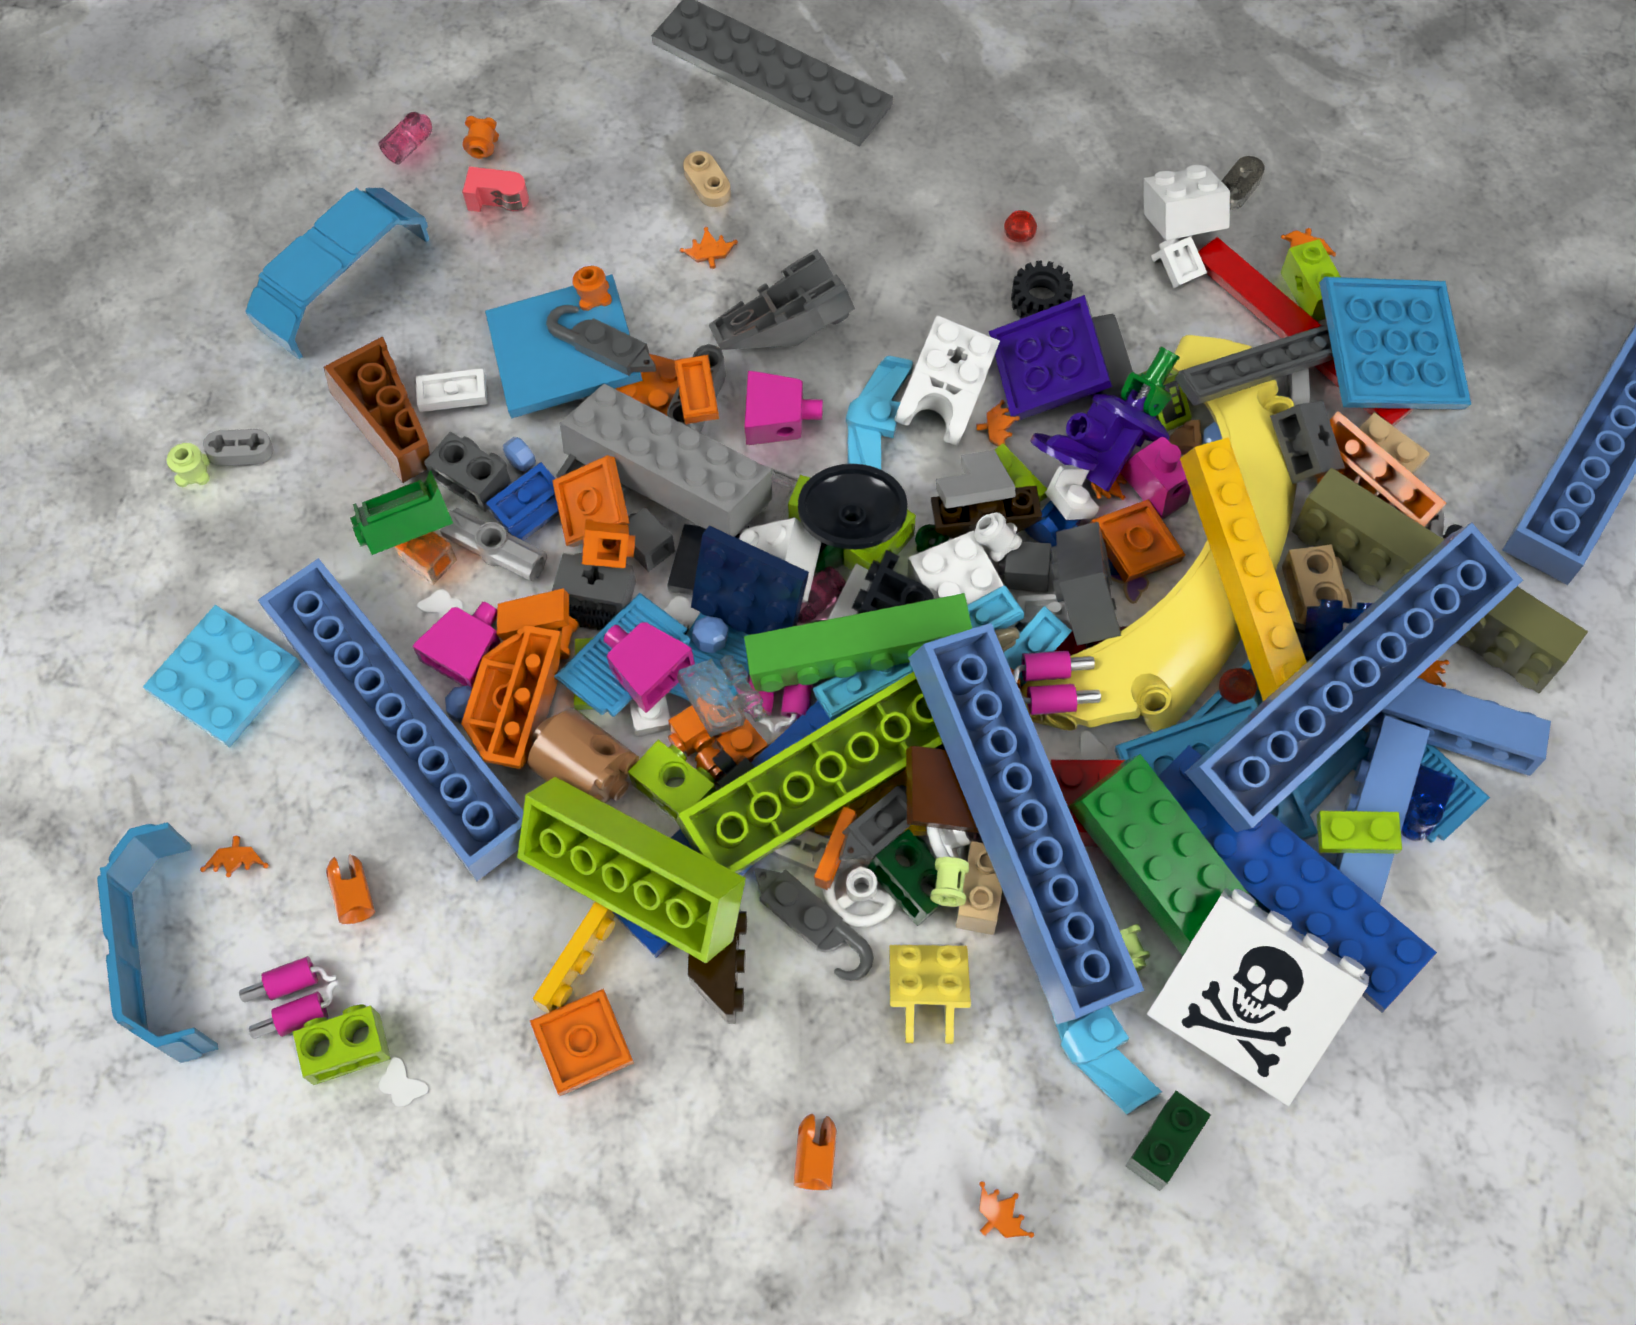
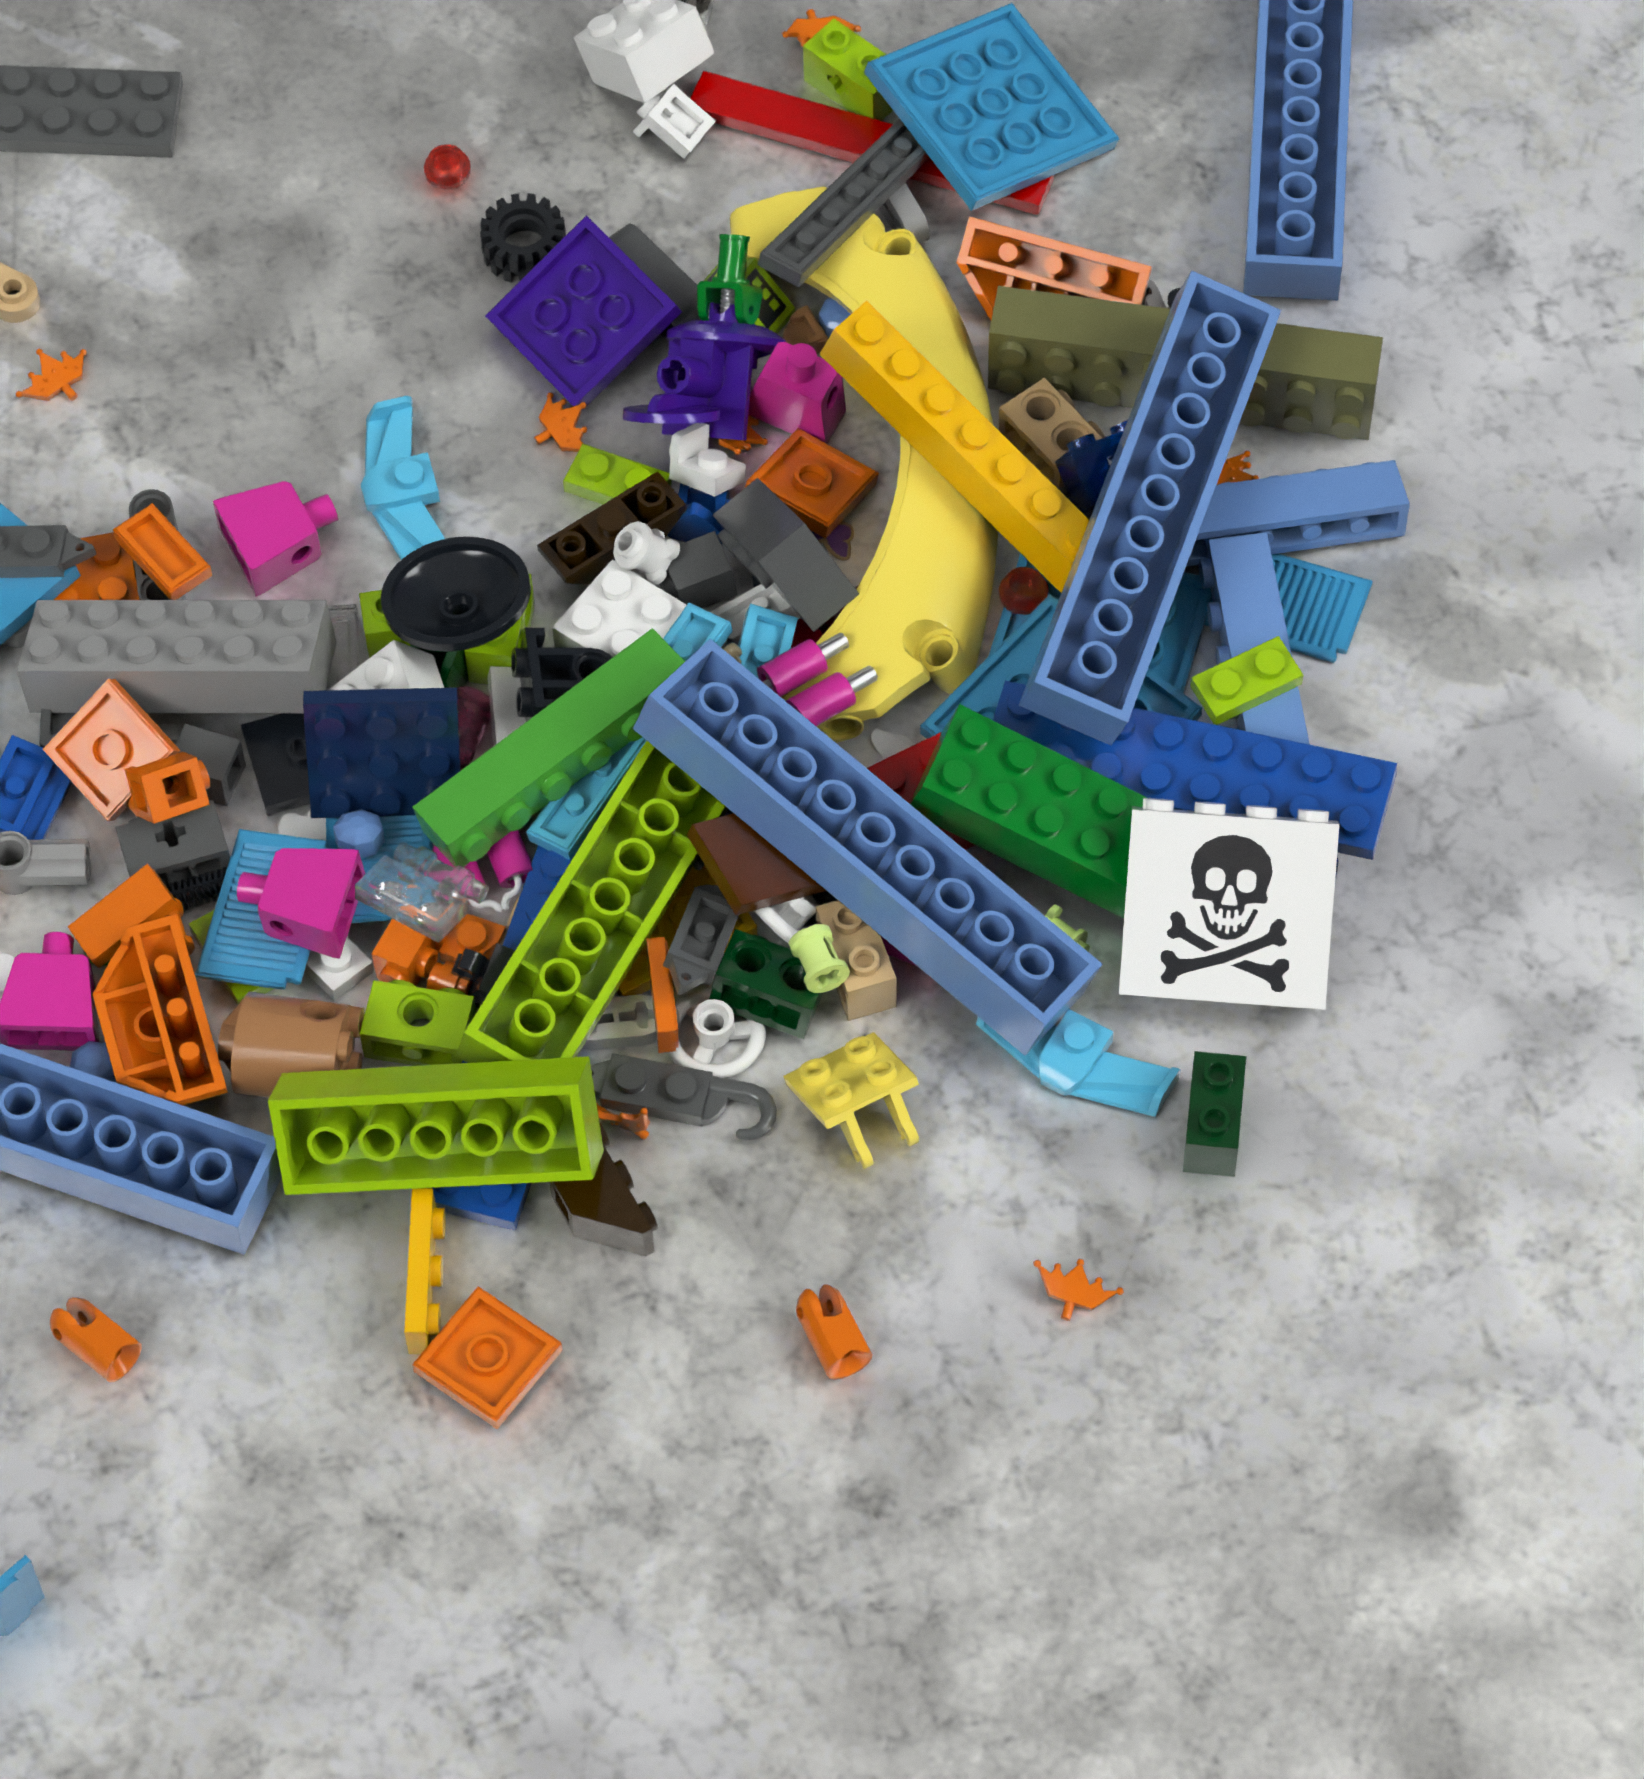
camera: 30 degrees left, 5 degrees down
(284, 981) = (118, 1507): dark pink piece -> none
(342, 1055) = (213, 1512): lime brick -> none
(400, 1087) = (302, 1522): white sticker -> none
(760, 915) = (635, 1123): none -> orange piece
(788, 310) = (213, 401): dark grey wedge -> none
(927, 533) = (551, 596): dark green plate -> none
(948, 376) = (470, 392): white brick -> none
(983, 481) = (588, 498): light grey tile -> none
(1307, 441) = (953, 269): dark grey brick -> none
(1395, 442) = (1054, 224): tan plate -> none
(1427, 803) = (1305, 617): clear blue piece -> none

